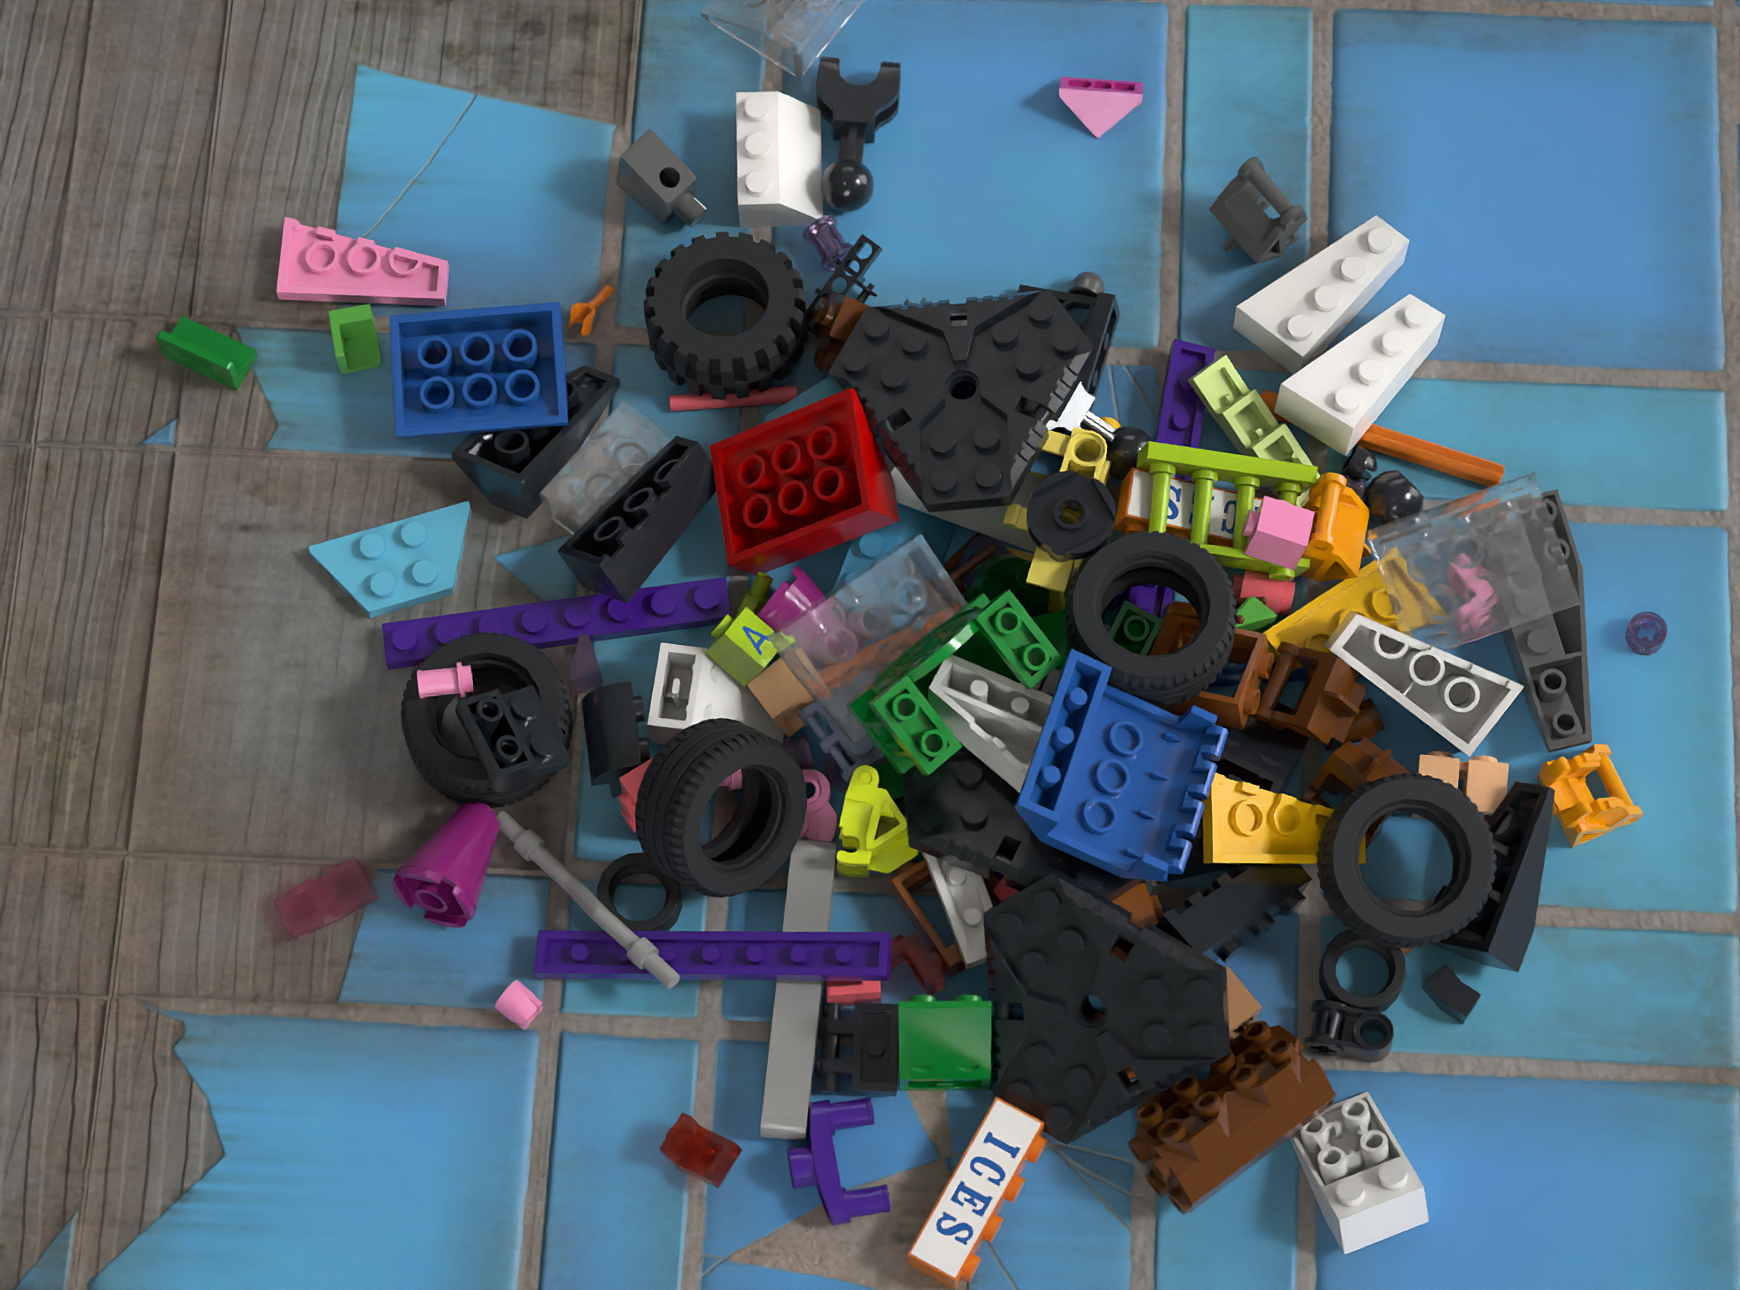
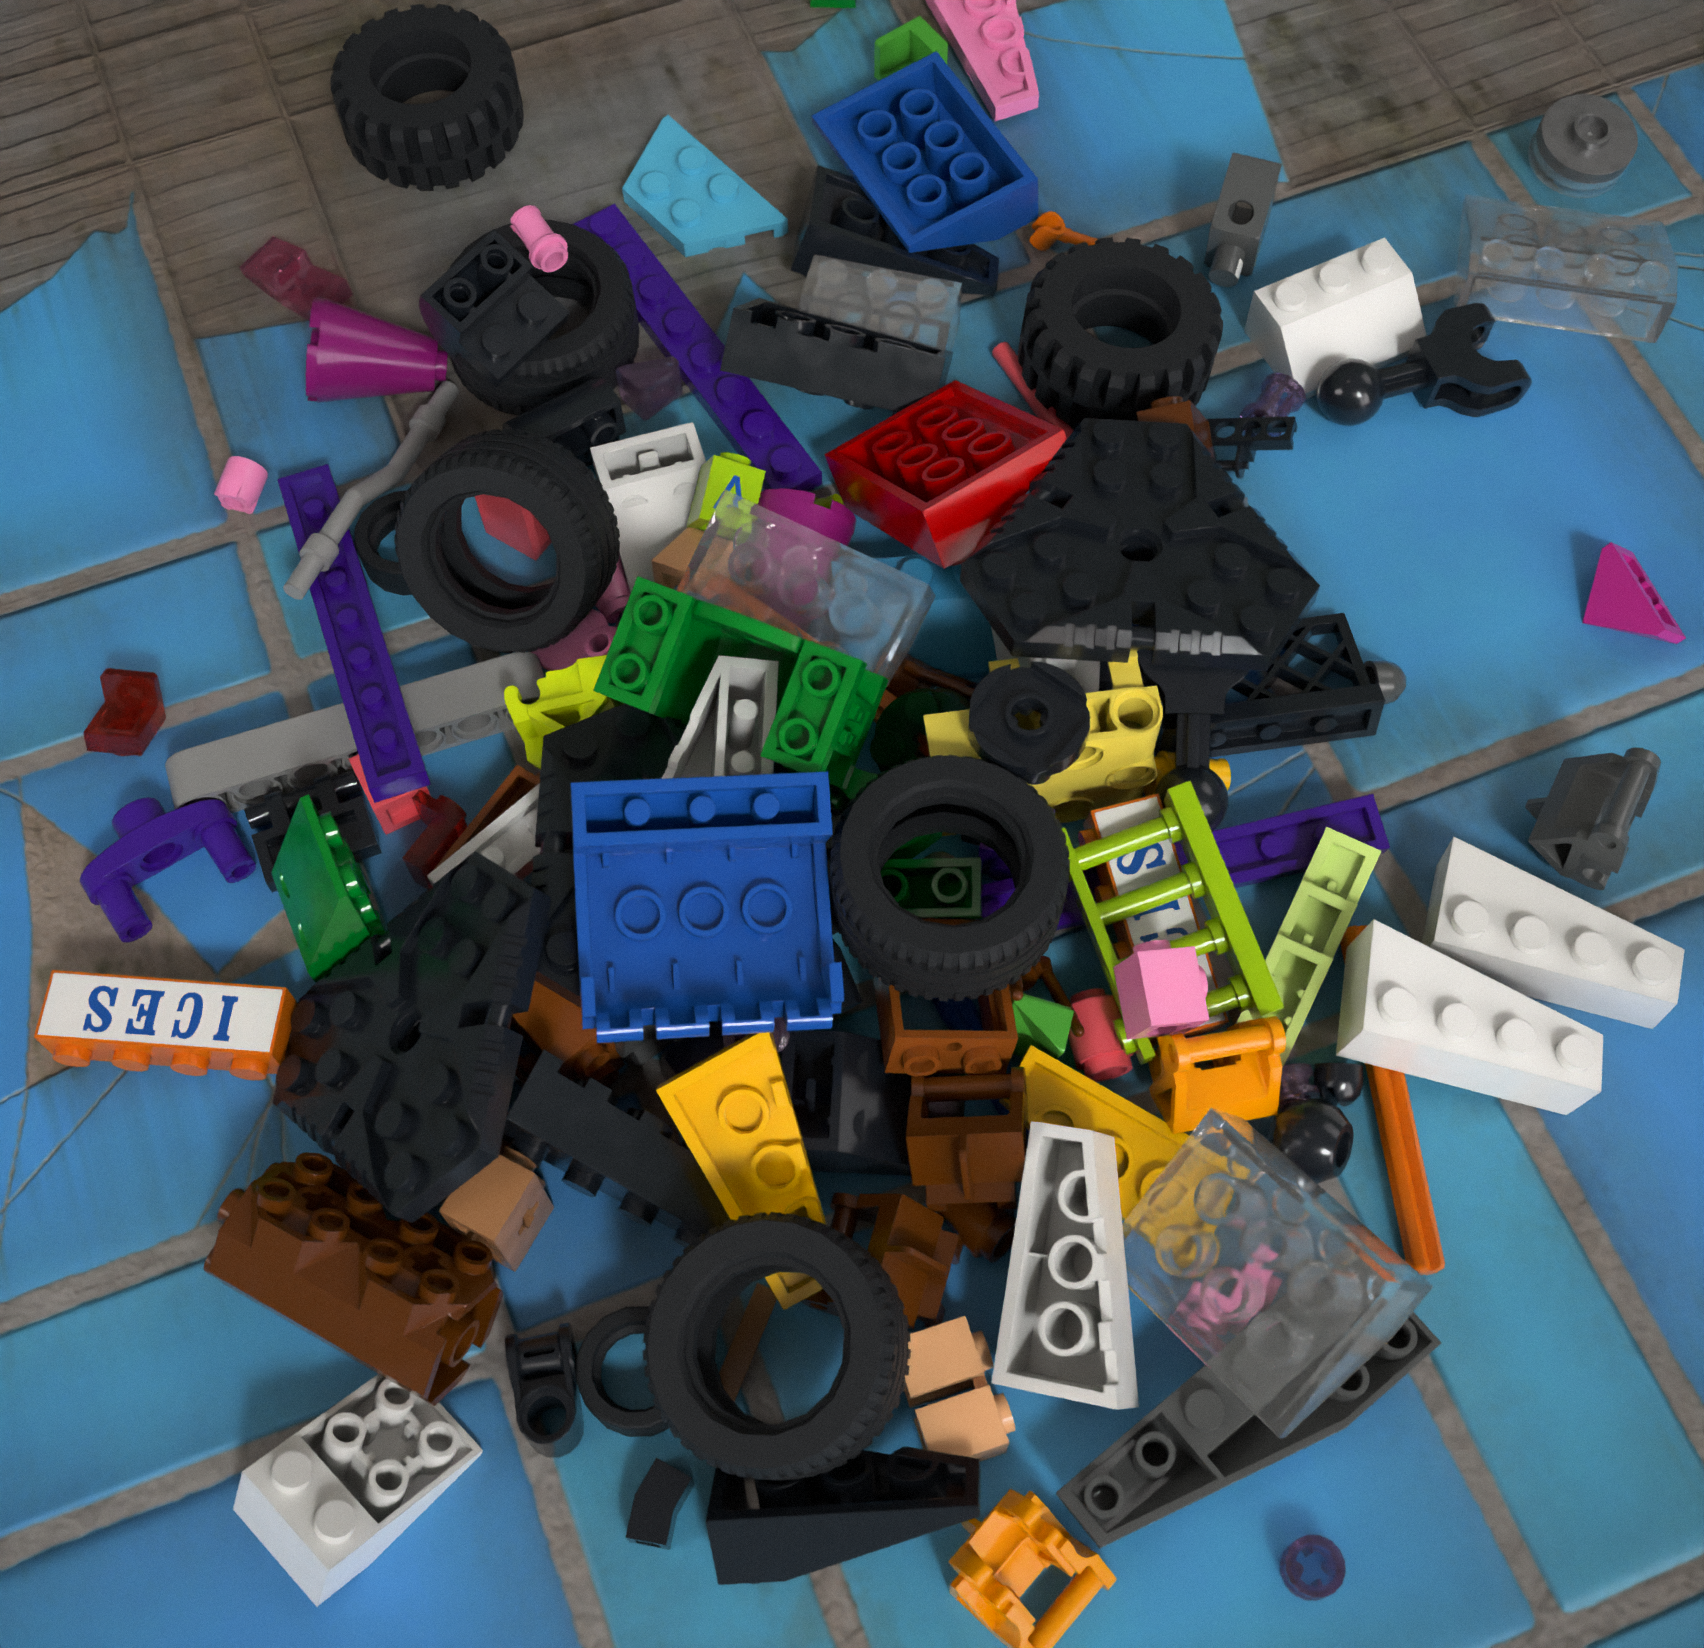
camera: 65 degrees right, 5 degrees down
(192, 670) = (421, 54): none -> black tyre

